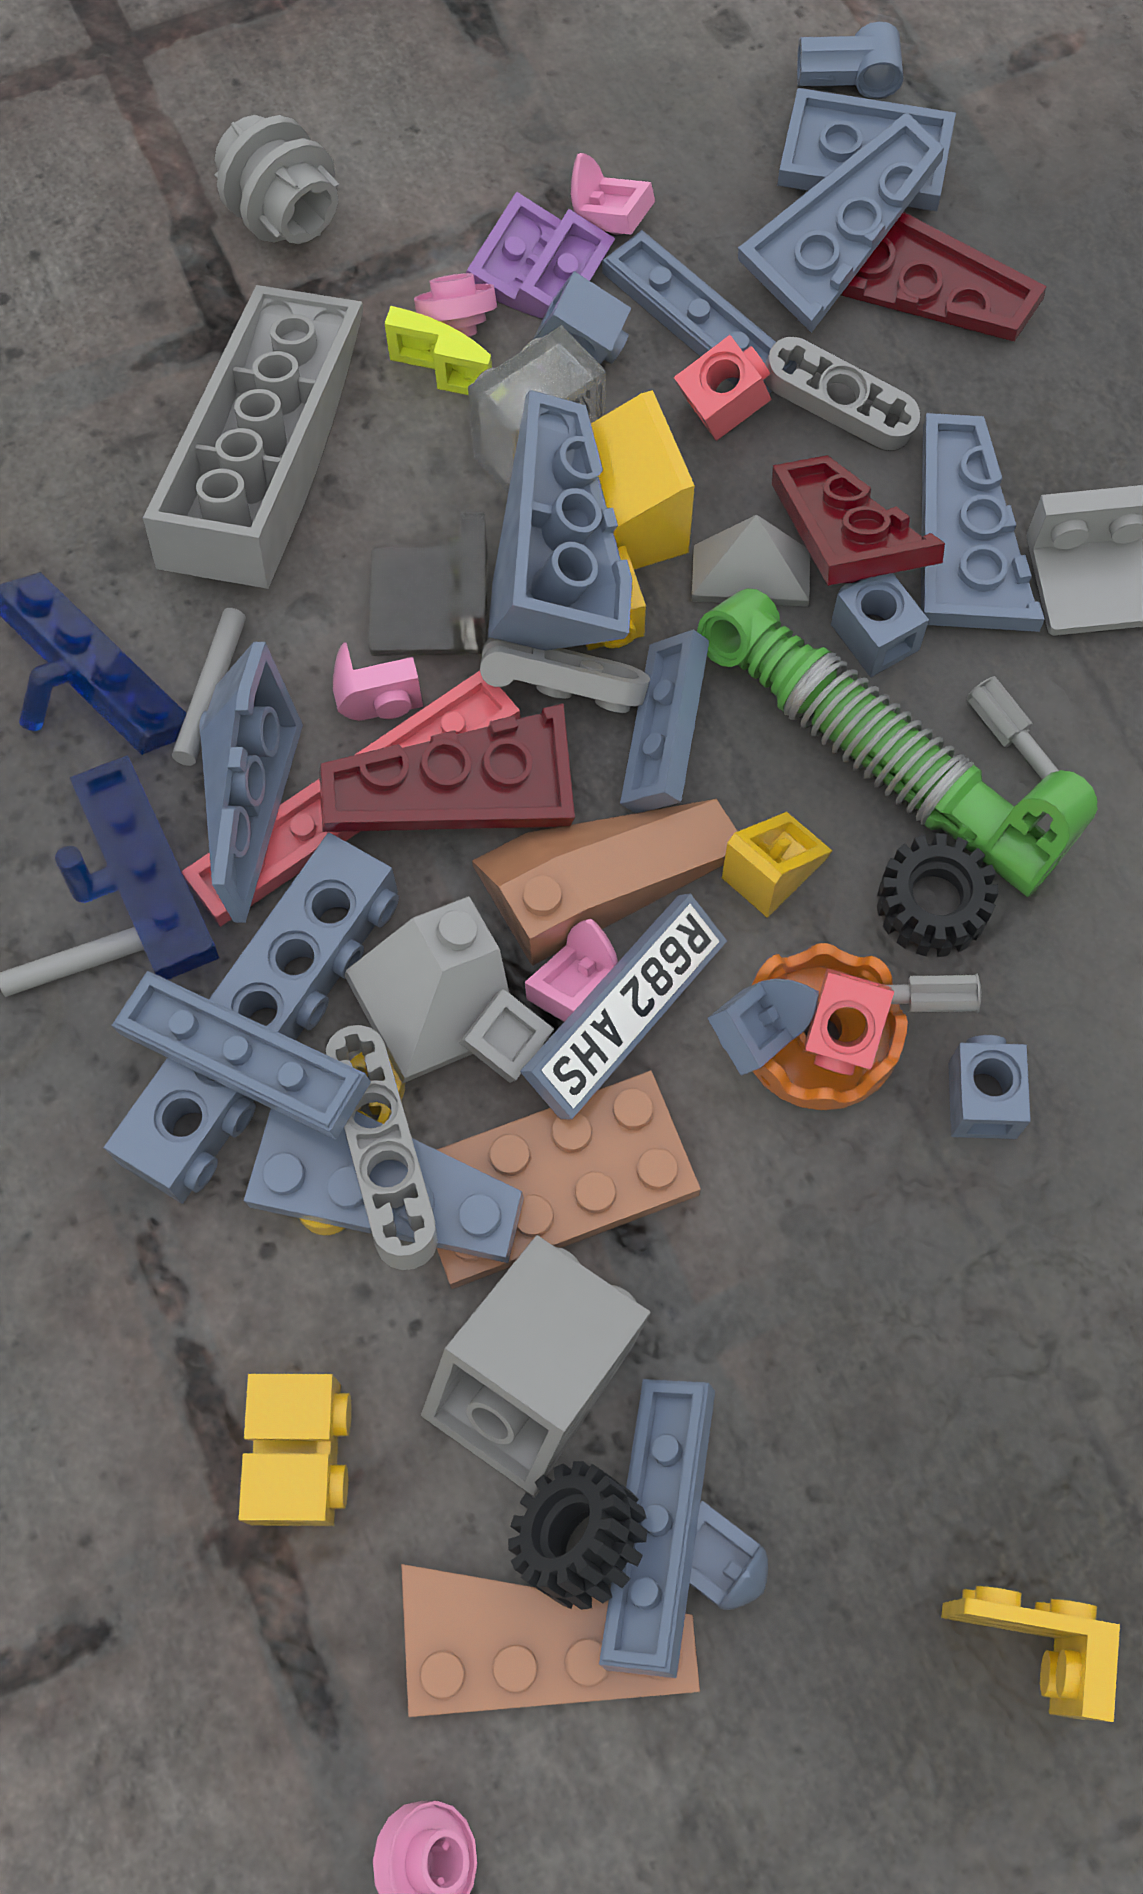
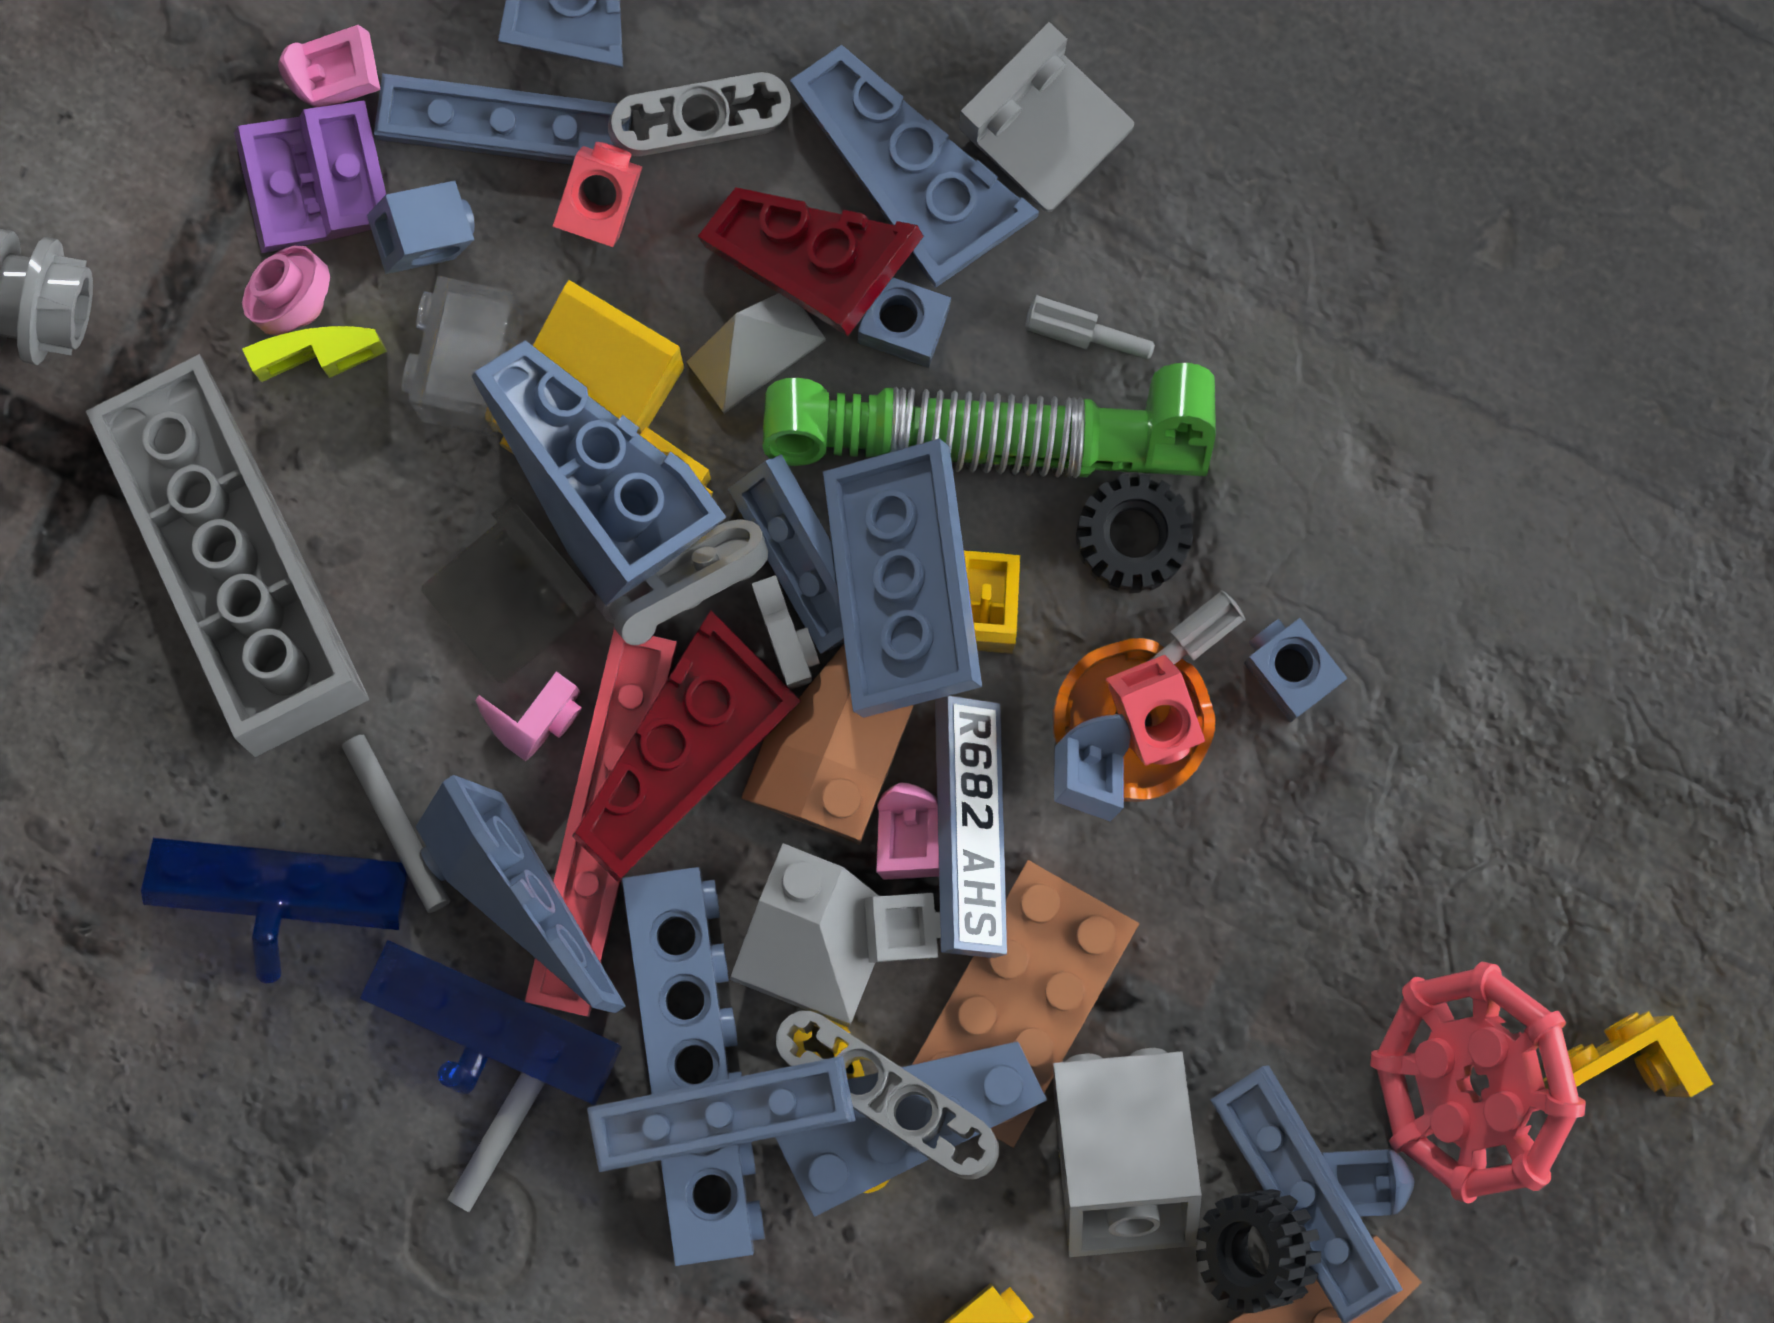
camera: 45 degrees left, 15 degrees up
(600, 778) = (792, 648): none -> light grey plate
(724, 773) = (902, 579): none -> sand blue plate
(921, 1570) = (1445, 1088): none -> coral plate

